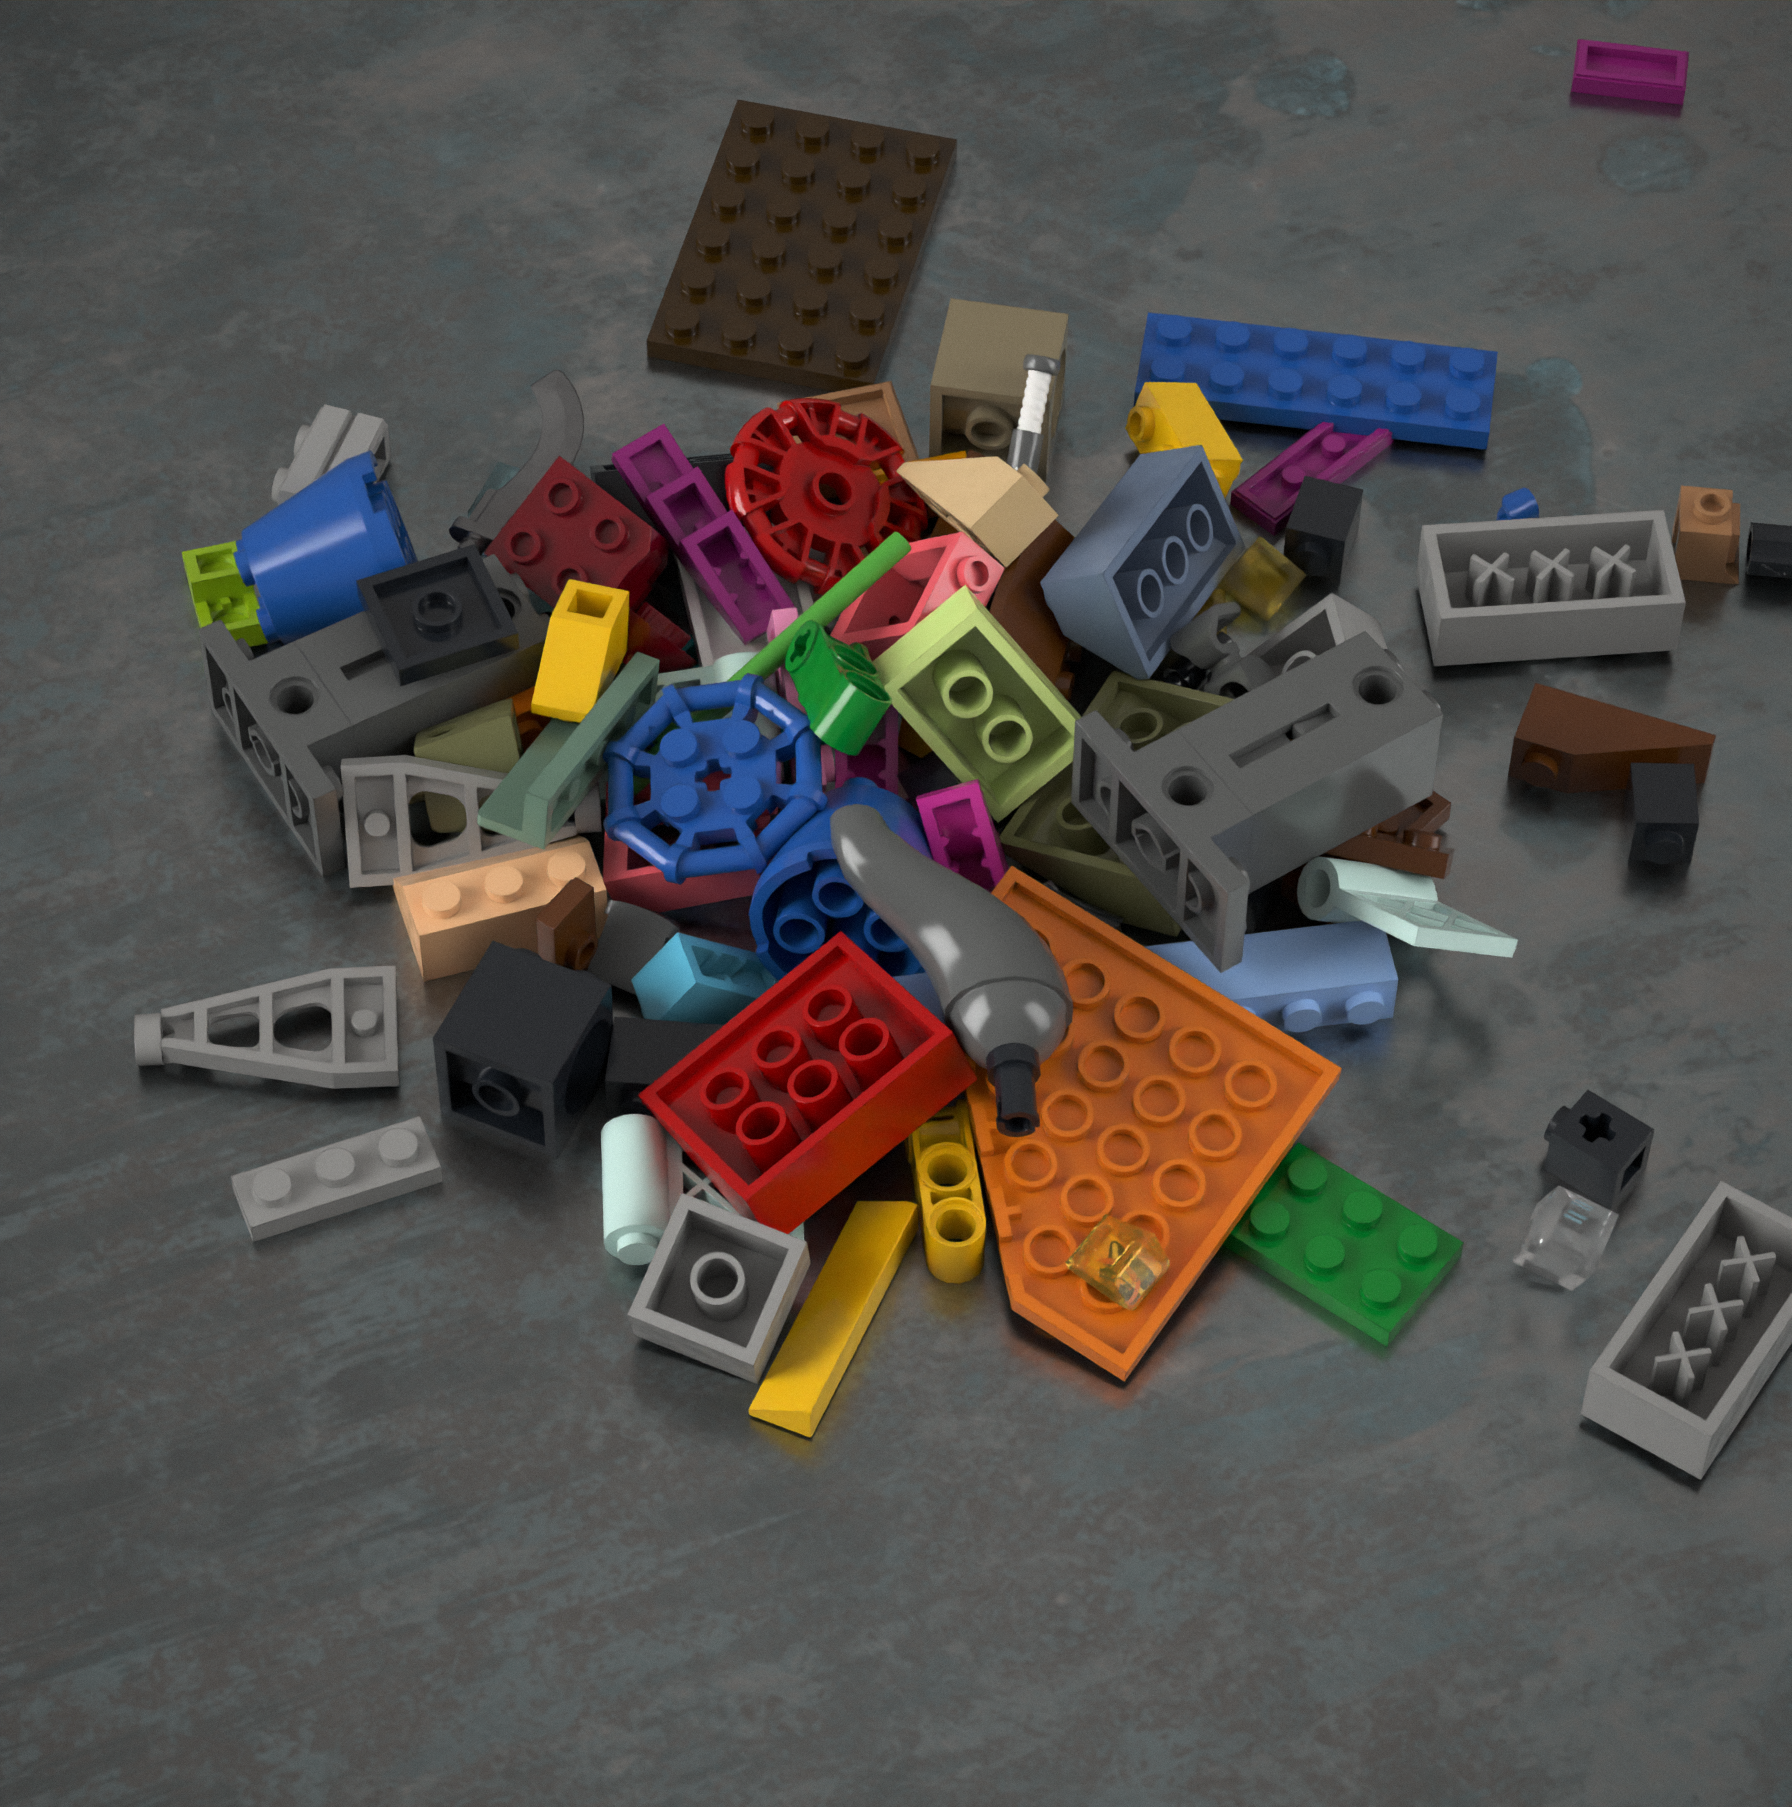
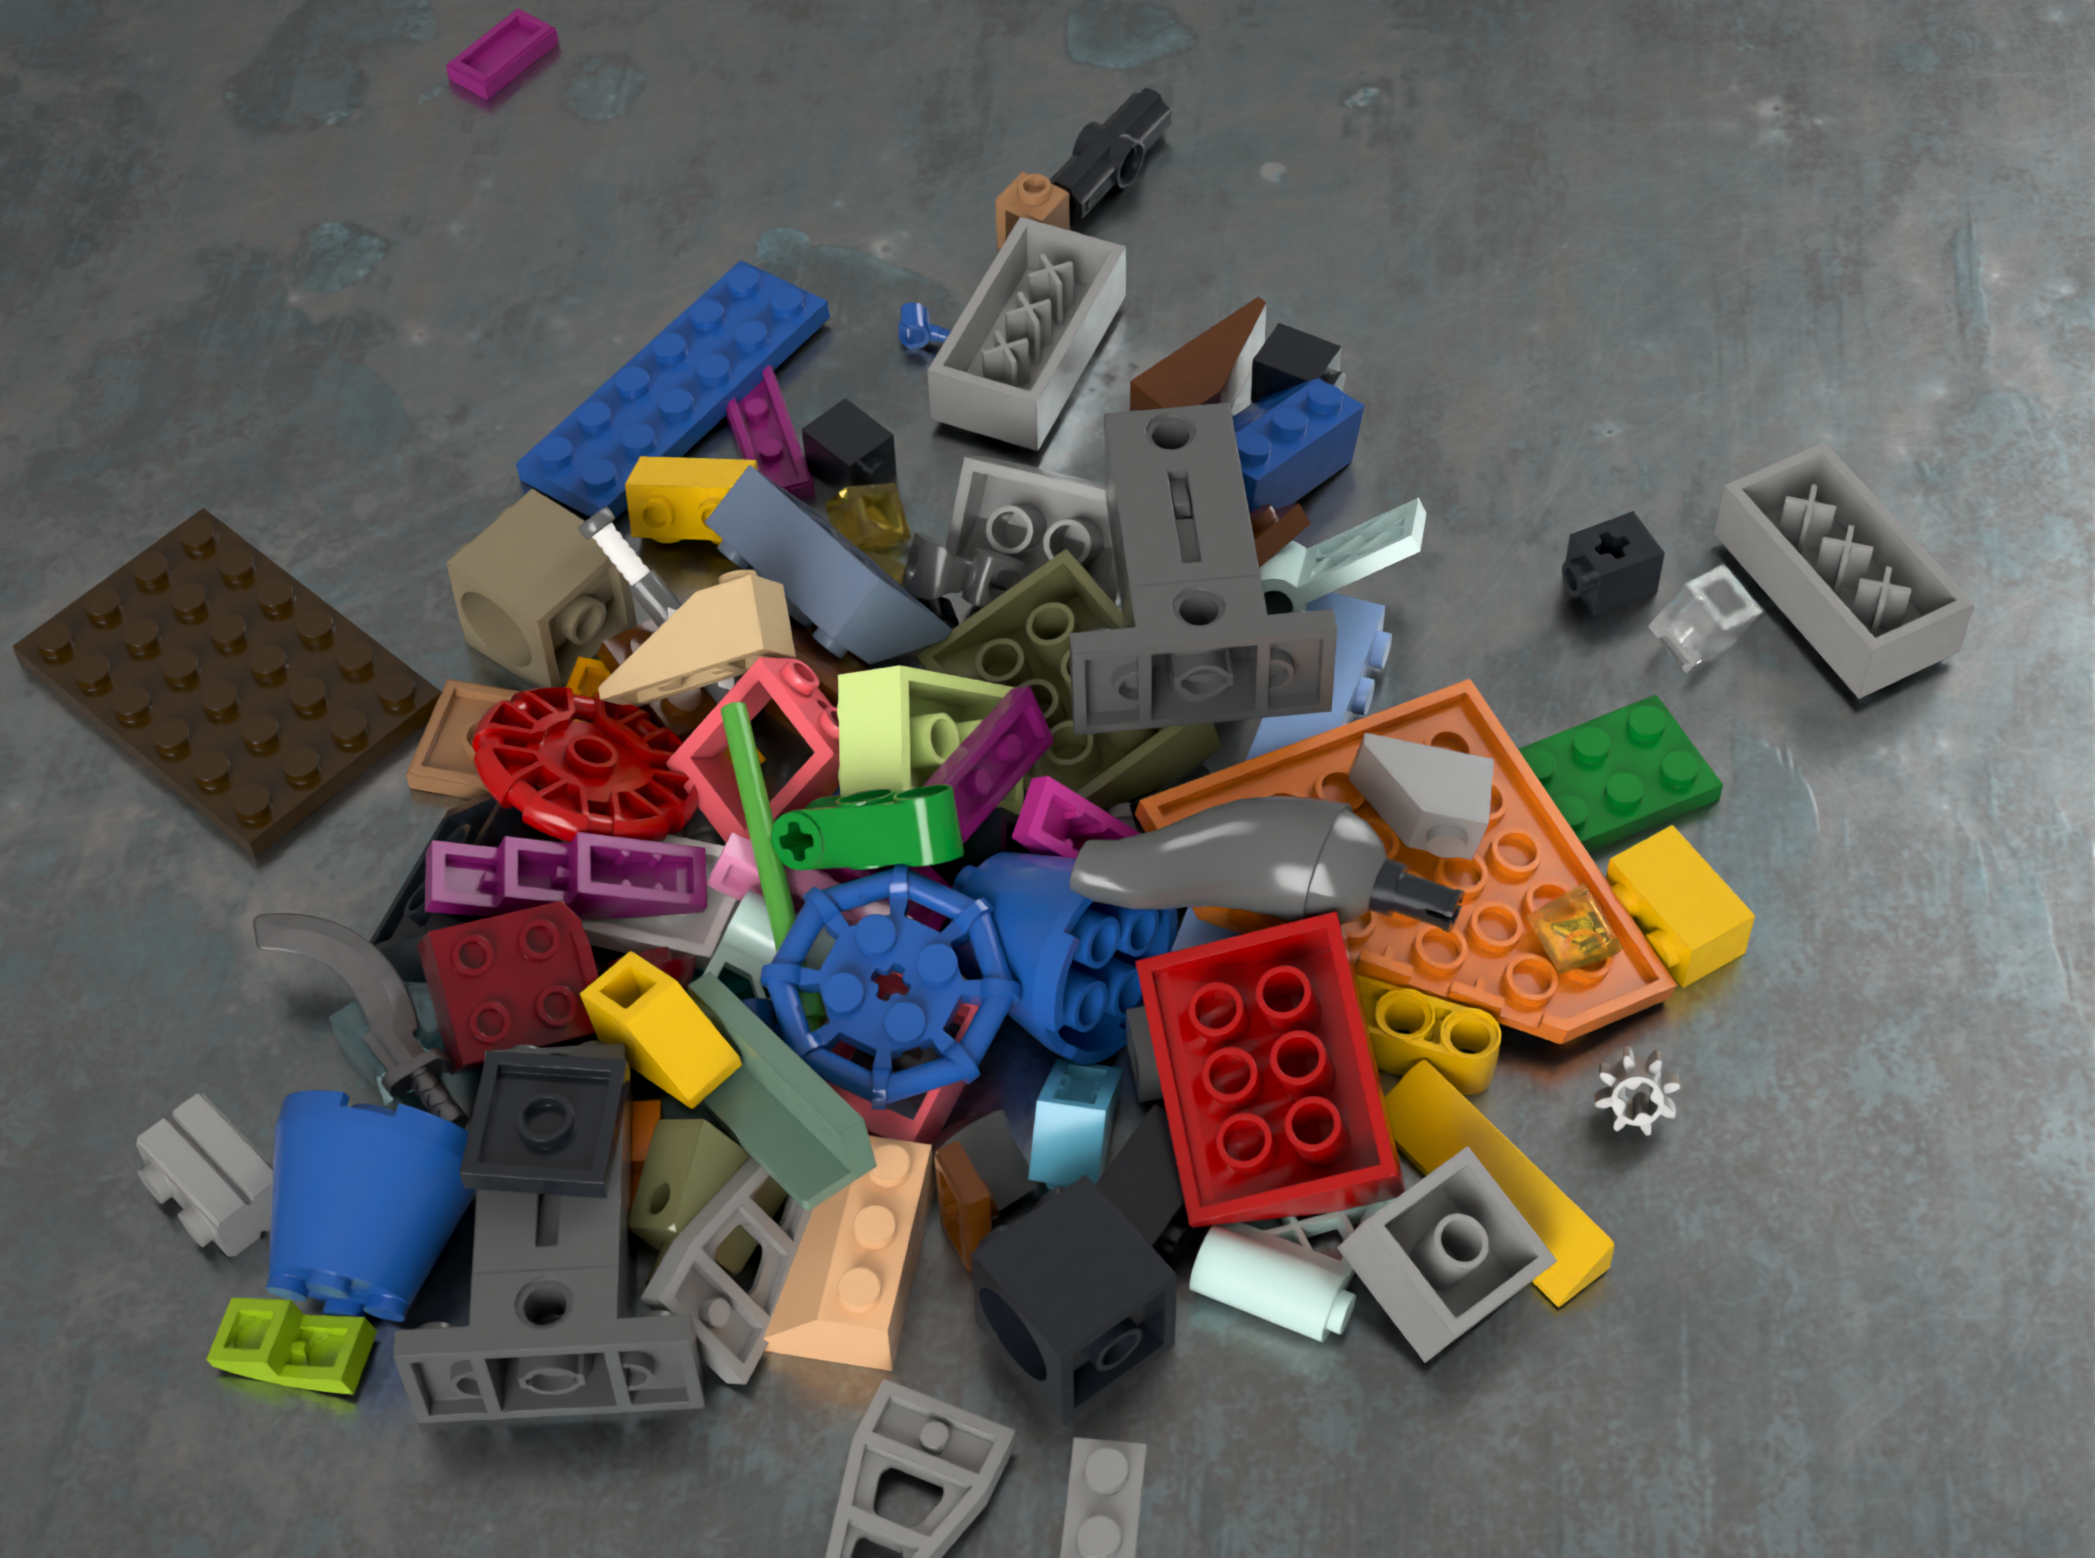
camera: 60 degrees left, 0 degrees up
(982, 748) = (994, 758): none -> magenta tile
(988, 1378) = (1643, 1107): none -> light grey gear
(1163, 1078) = (1426, 793): none -> light grey slope
(1215, 1340) = (1680, 905): none -> yellow brick
(1531, 829) = (1295, 441): none -> blue slope

